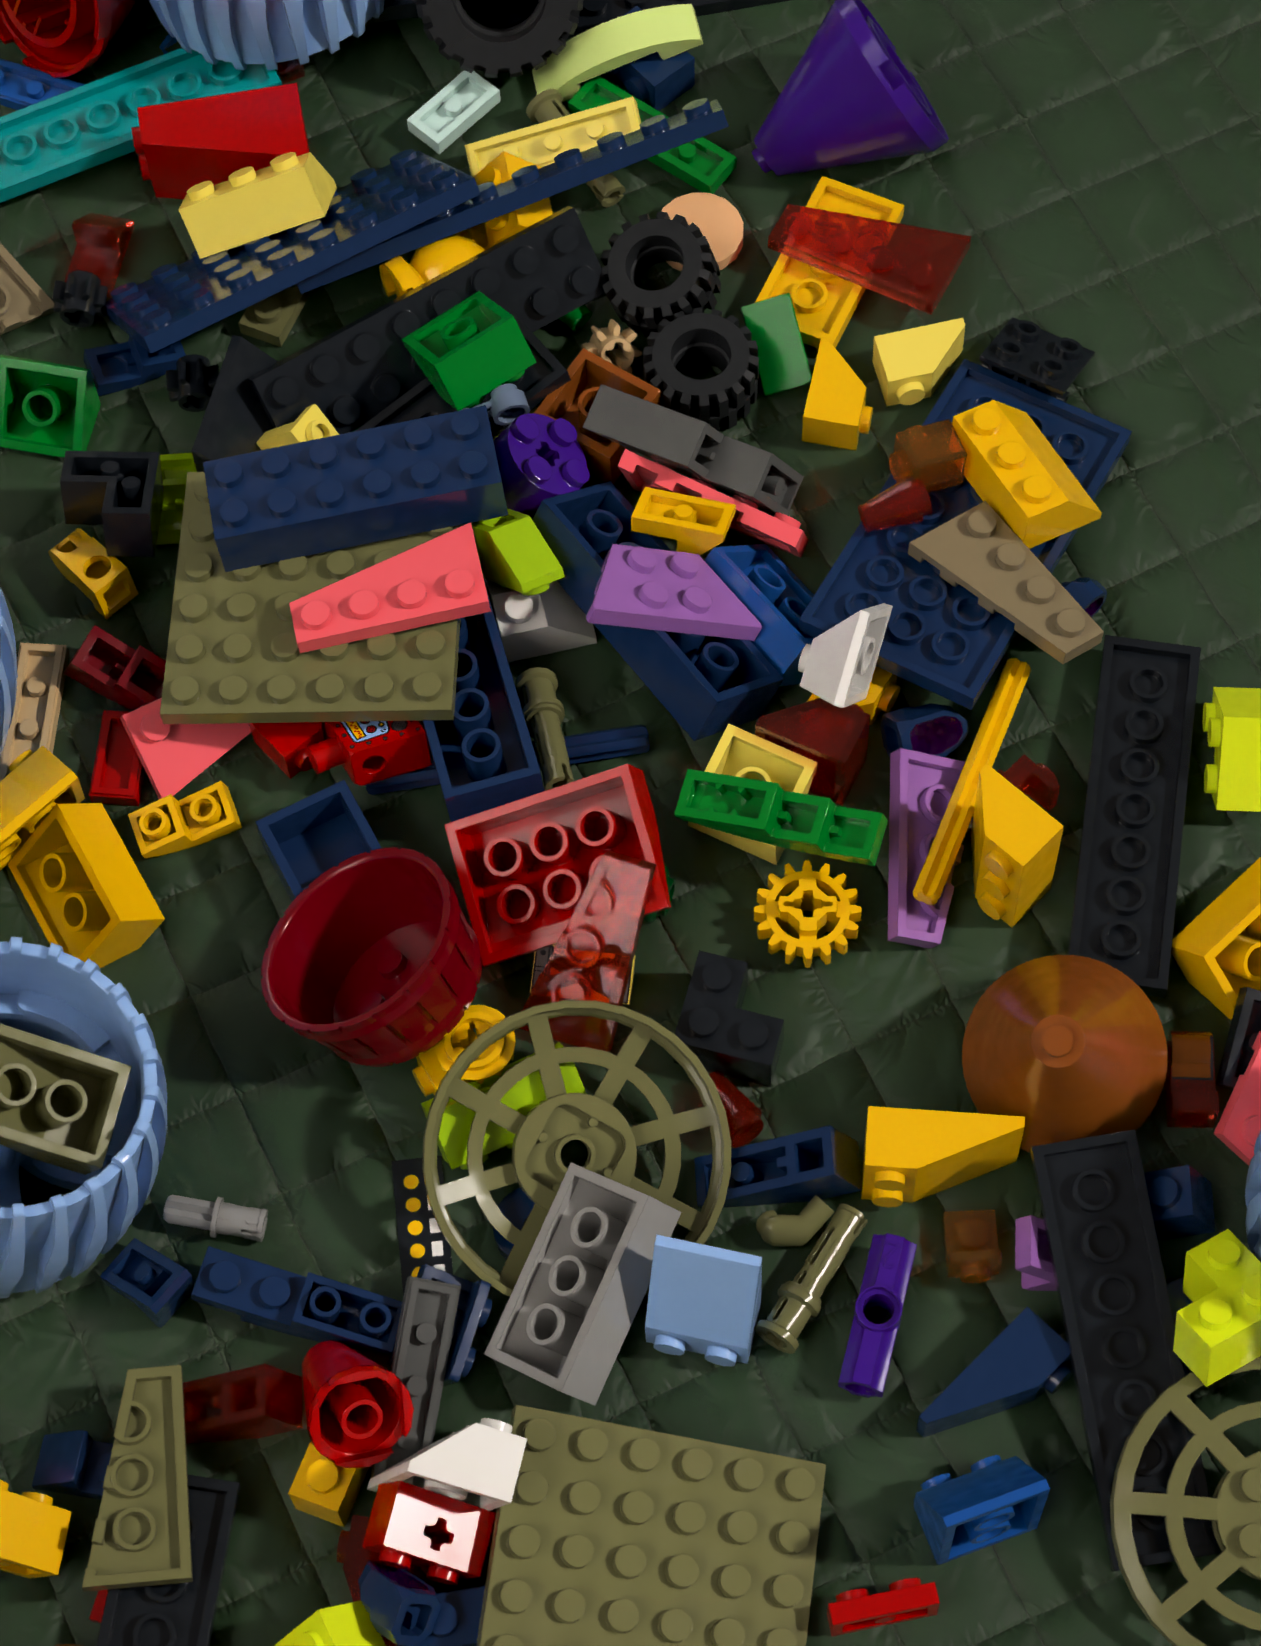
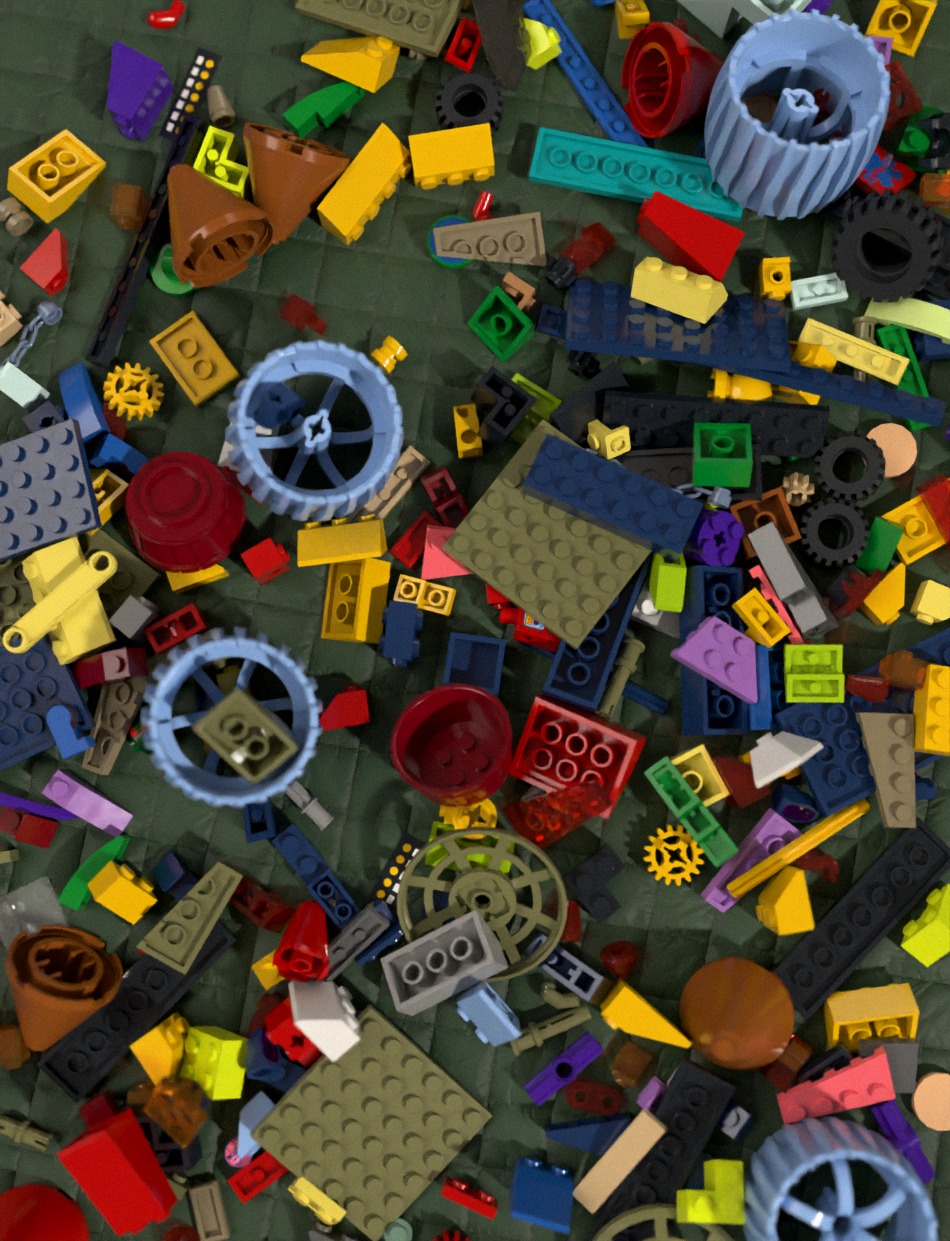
camera: 35 degrees right, 20 degrees up
(40, 347) = (518, 289): none -> medium nougat bracket
(184, 878) = (400, 641): none -> dark blue brick
(186, 1041) = (347, 710): none -> red slope
(382, 127) = (774, 268): none -> yellow brick
(405, 592) = (599, 571): coral wing -> none
(778, 410) = (851, 589): none -> clear red piece
(808, 537) = (813, 673): none -> lime slope
(842, 1104) = (620, 958): none -> clear red brick
(958, 1333) = (594, 1095): none -> clear red plate
(1055, 1368) = (619, 1160): none -> tan tile

